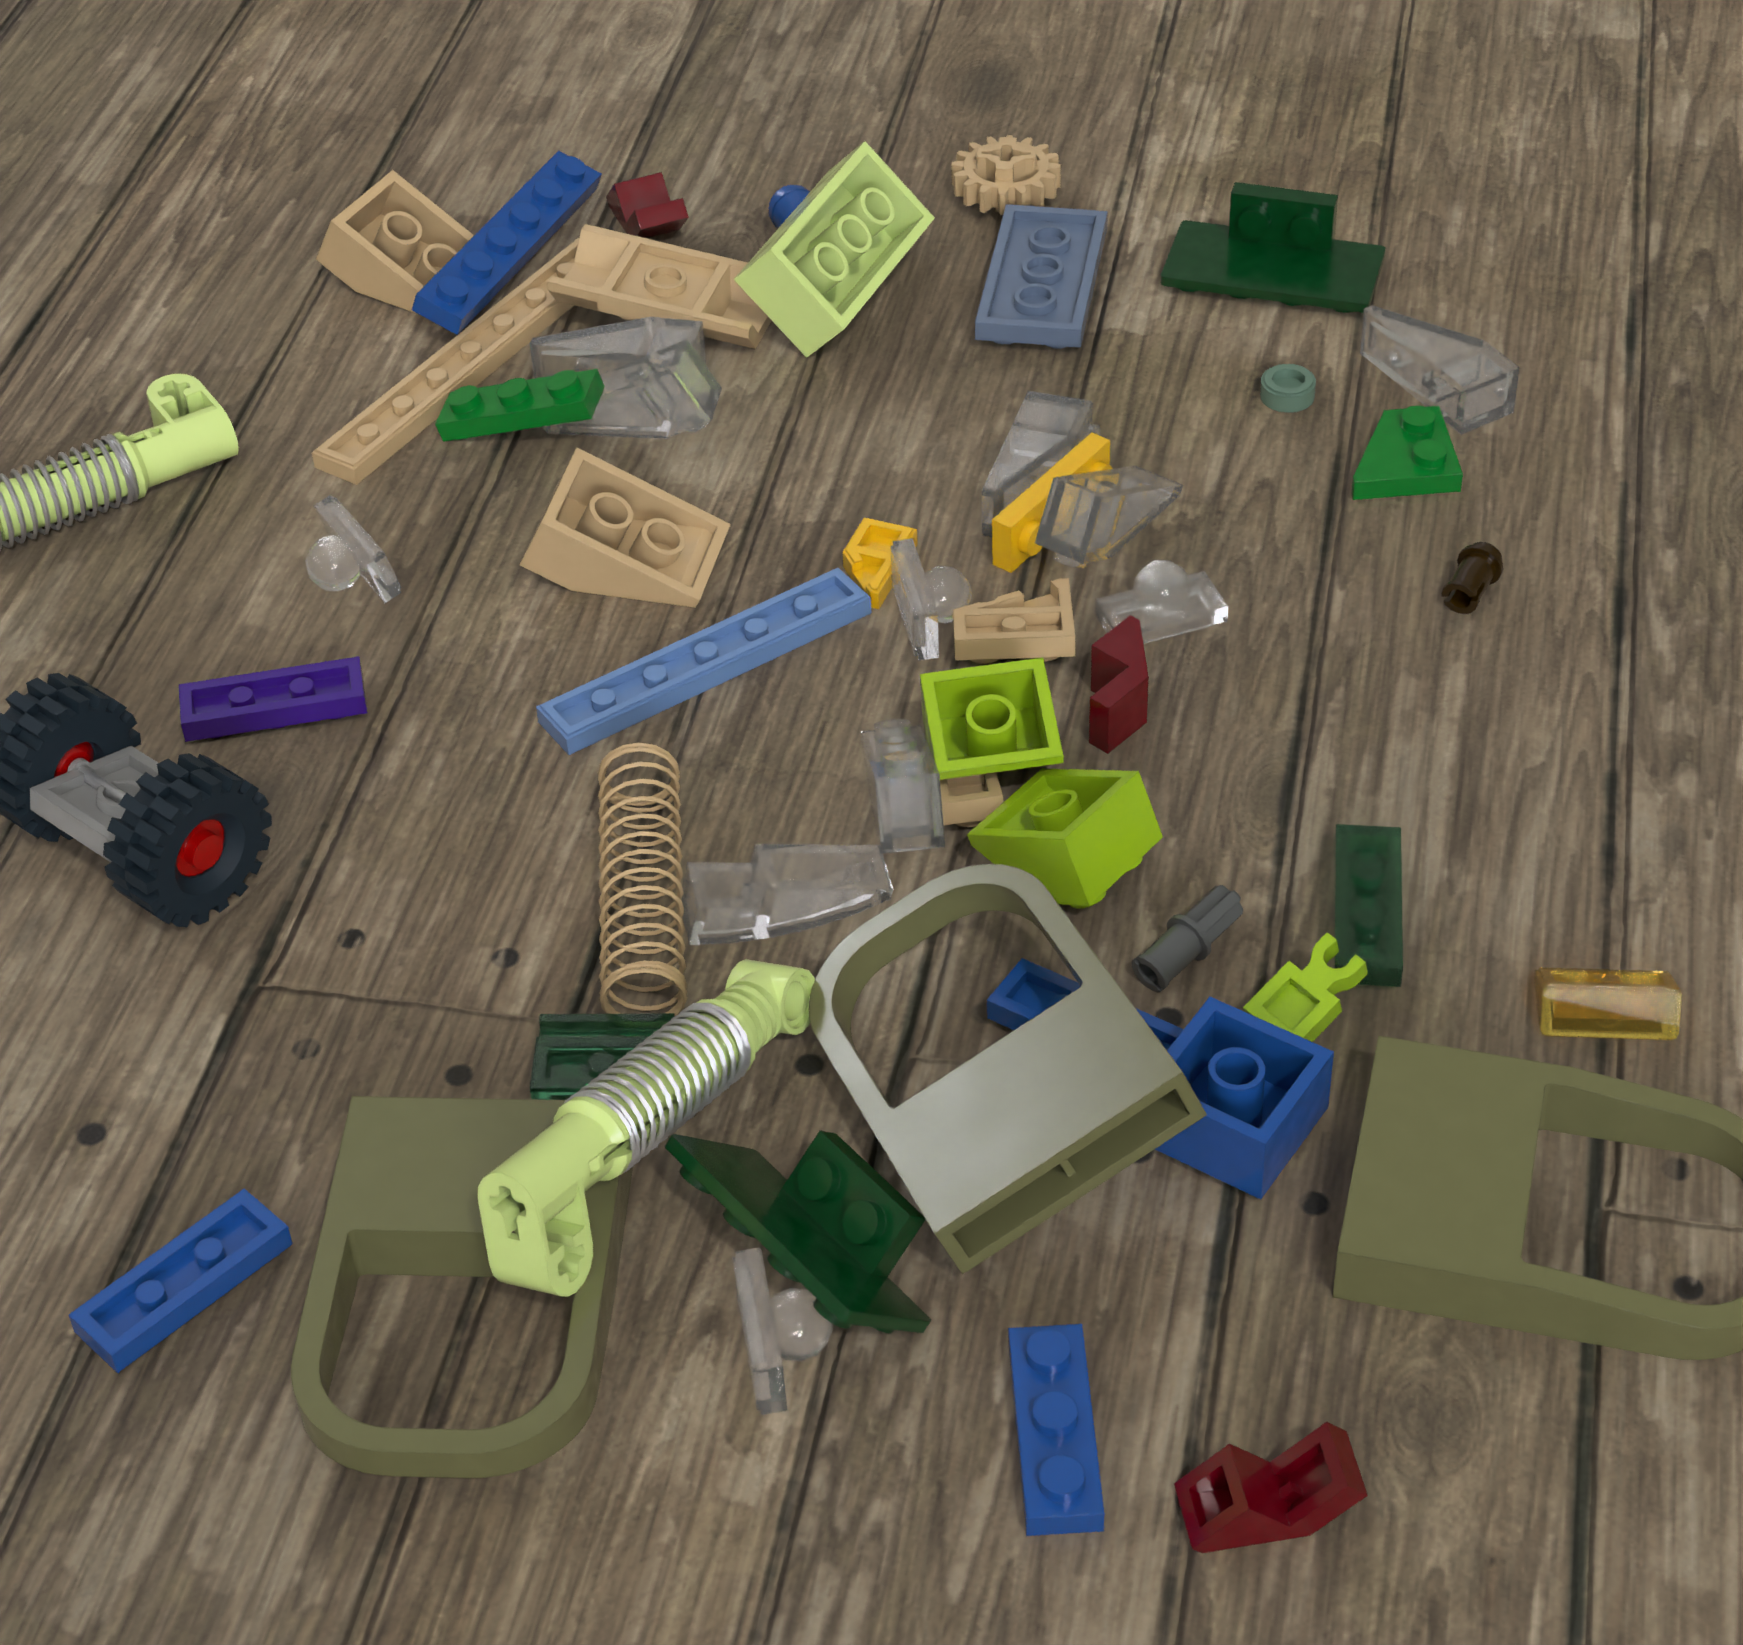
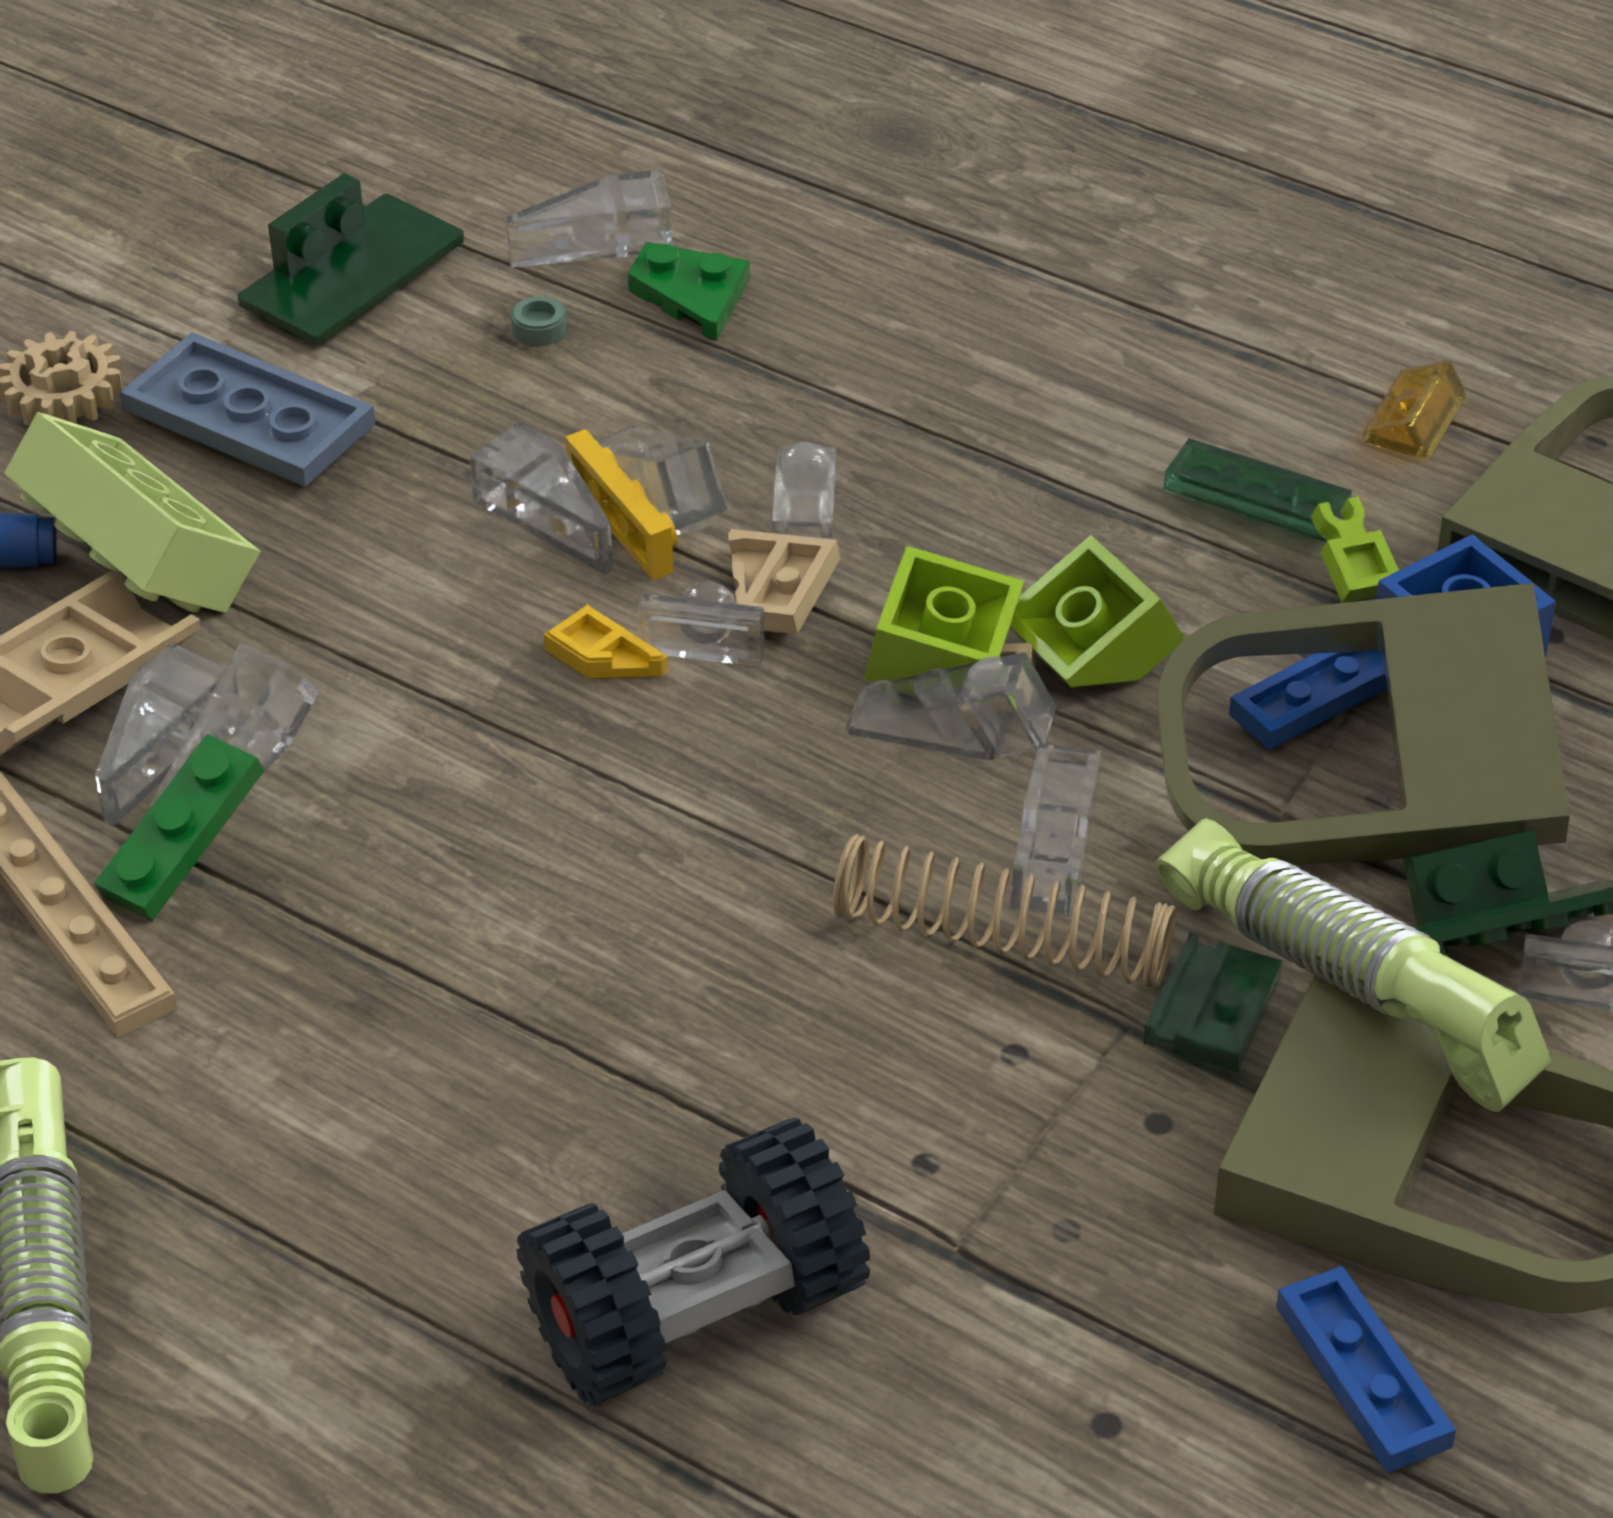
camera: 70 degrees left, 0 degrees up
(272, 699) = (538, 1138): dark purple plate -> none
(347, 553) = (336, 1020): clear tile -> none
(623, 537) = (458, 808): tan slope -> none
(702, 660) = (676, 808): medium blue tile -> none
(1119, 685) = (885, 524): dark red slope -> none
(1187, 938) = (1233, 584): dark grey axle -> none
(1477, 568) = (878, 294): dark brown pin -> none

